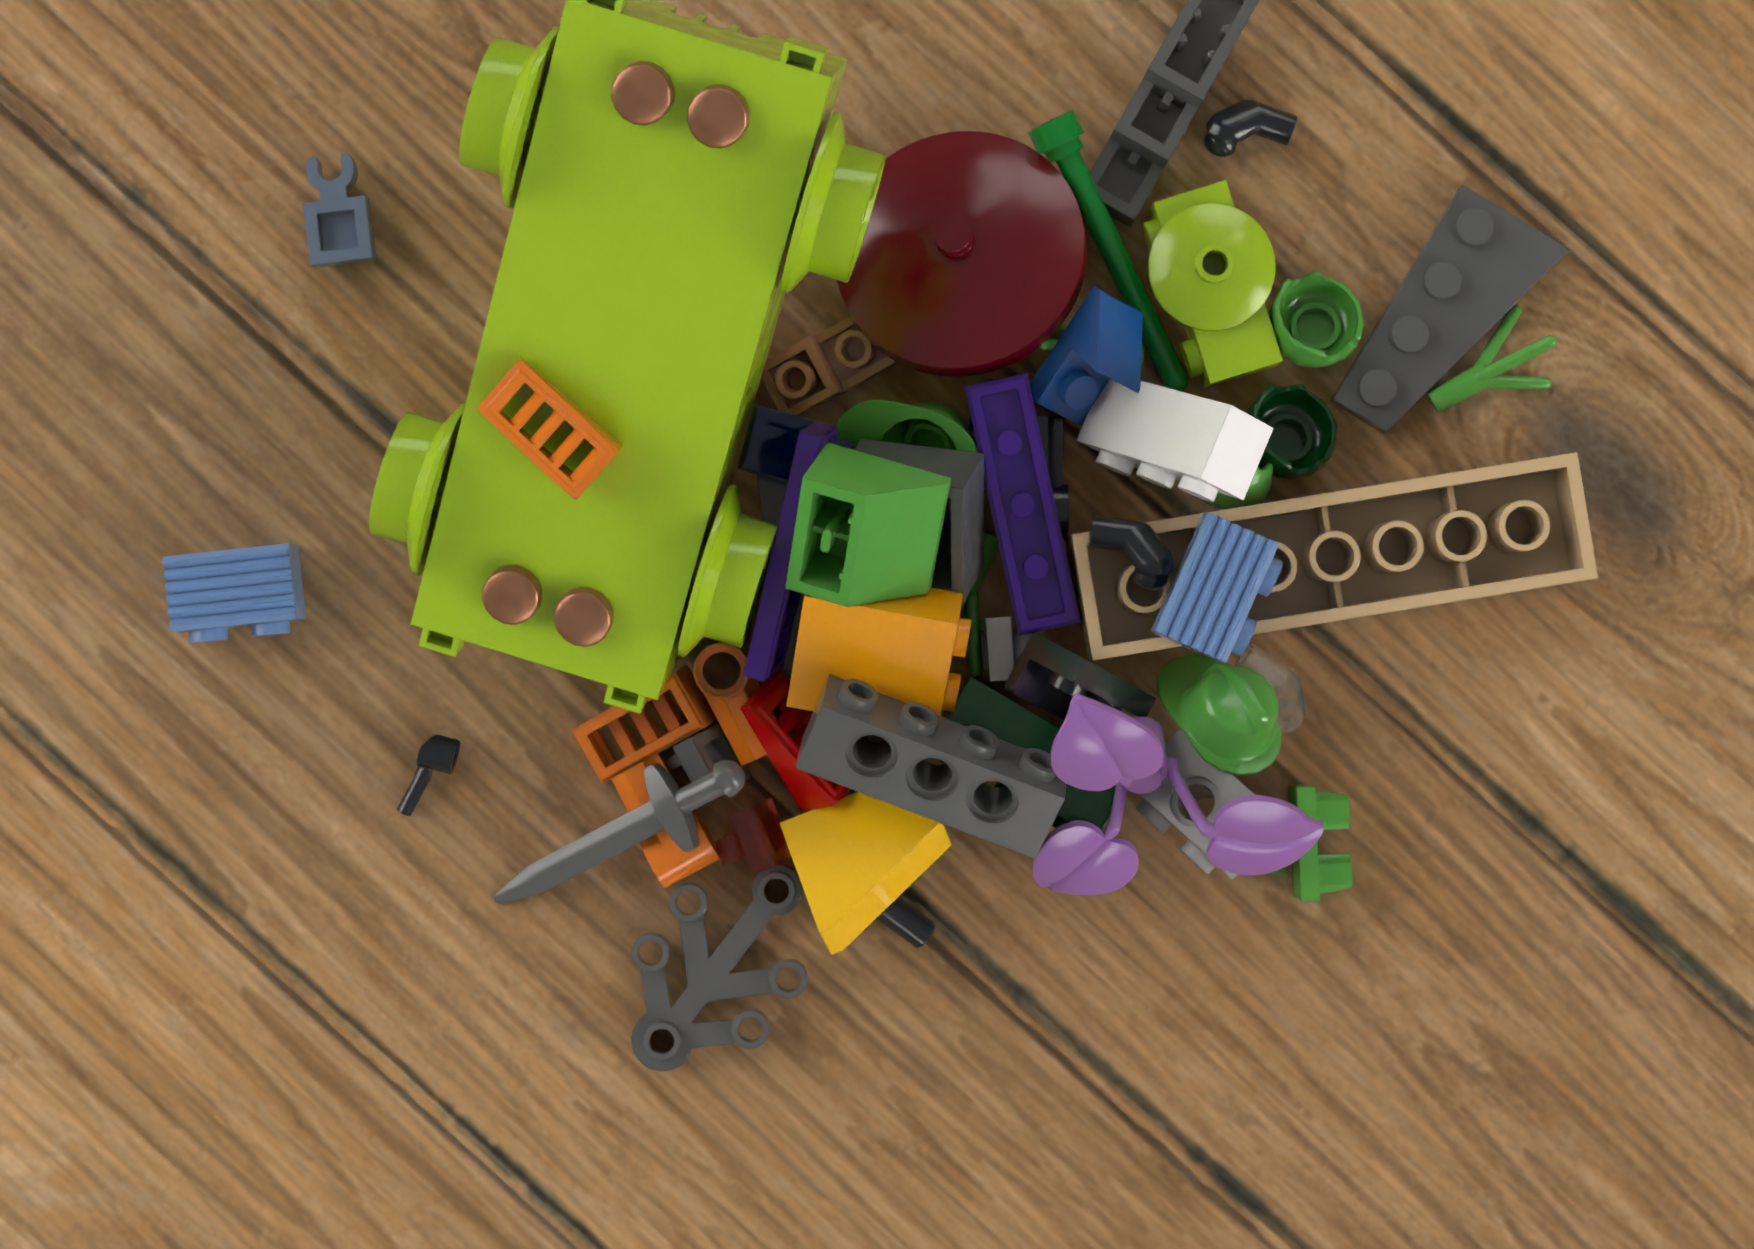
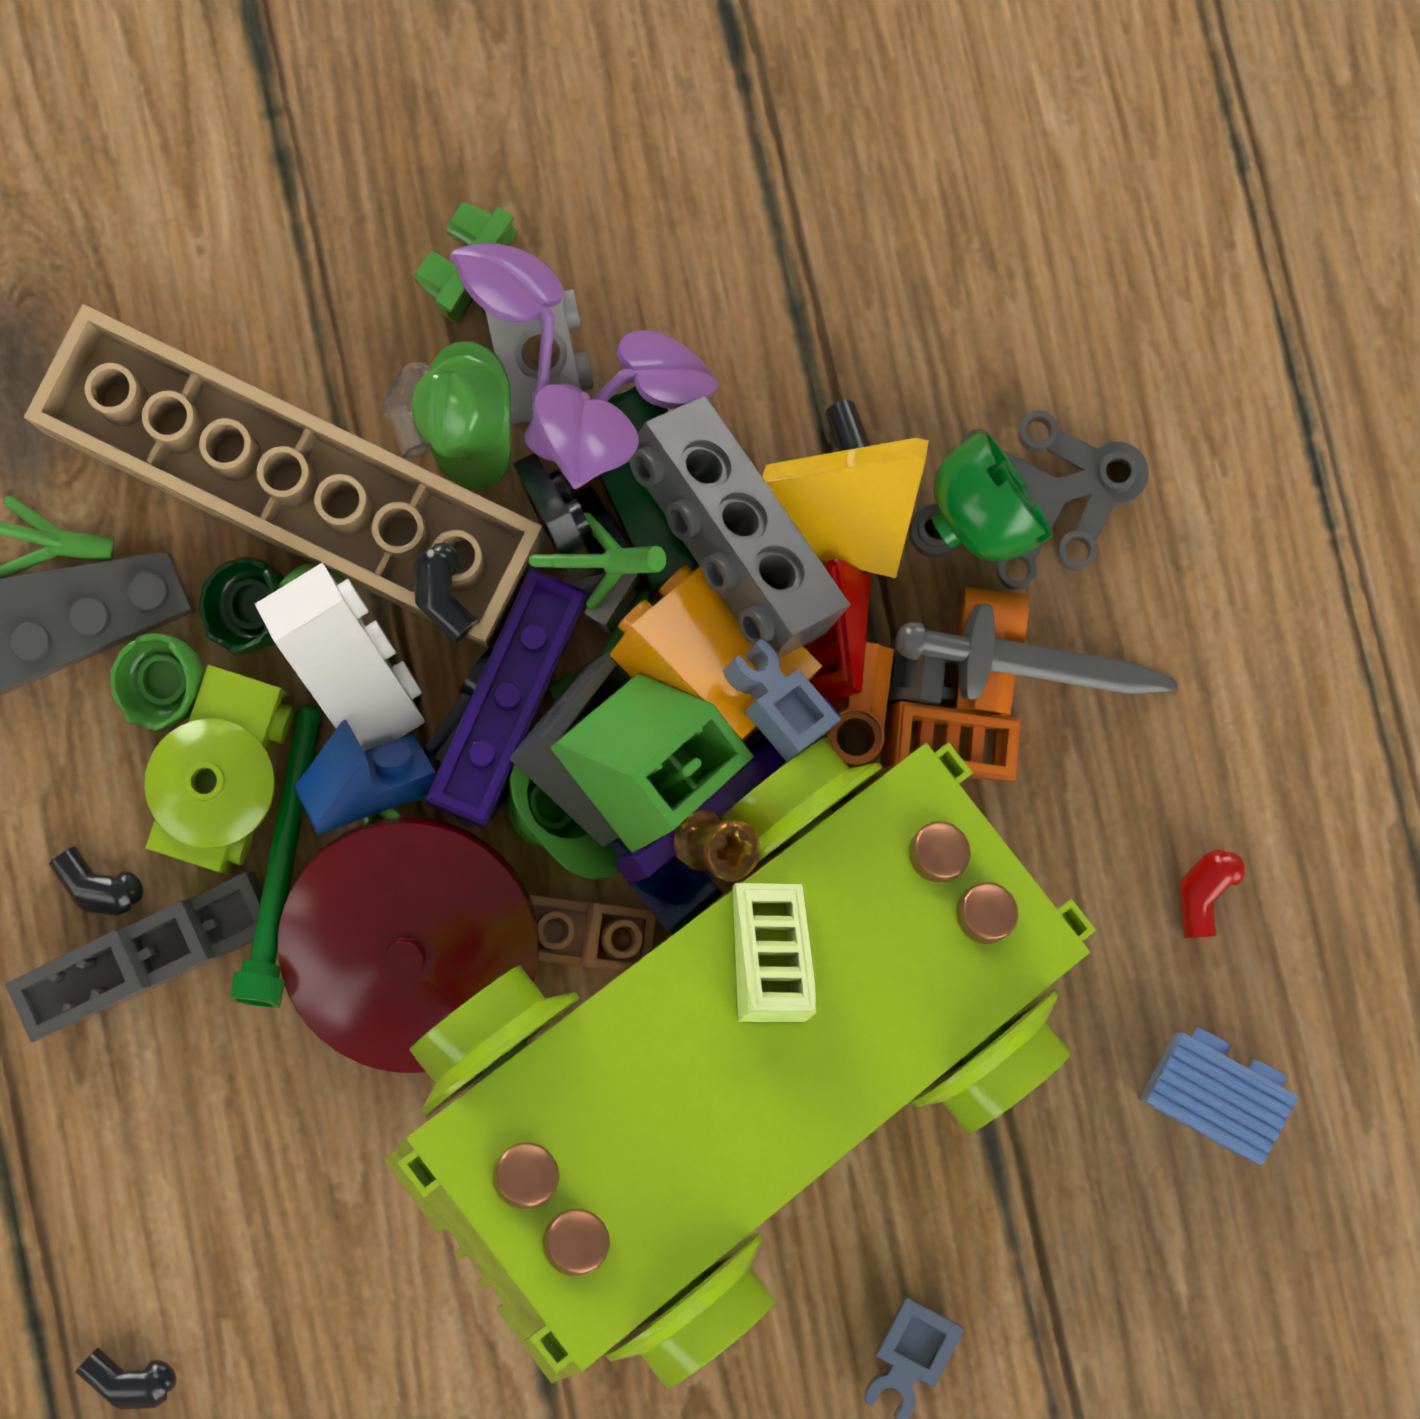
camera: 140 degrees left, 5 degrees down
(362, 749) = (1202, 886): none -> red arm
(435, 754) = (1143, 839): black hand -> none
(584, 427) = (876, 989): orange slope -> none
(620, 432) = (751, 1001): none -> yellowish green slope
(746, 934) = (986, 502): none -> green cylinder
(756, 494) = (716, 845): none -> clear orange bush
(756, 837) = (923, 583): clear red tile -> none
(784, 645) = (784, 708): none -> sand blue plate
(1010, 669) = (615, 561): none -> bright green plant
(1217, 588) = (397, 508): medium blue brick -> none

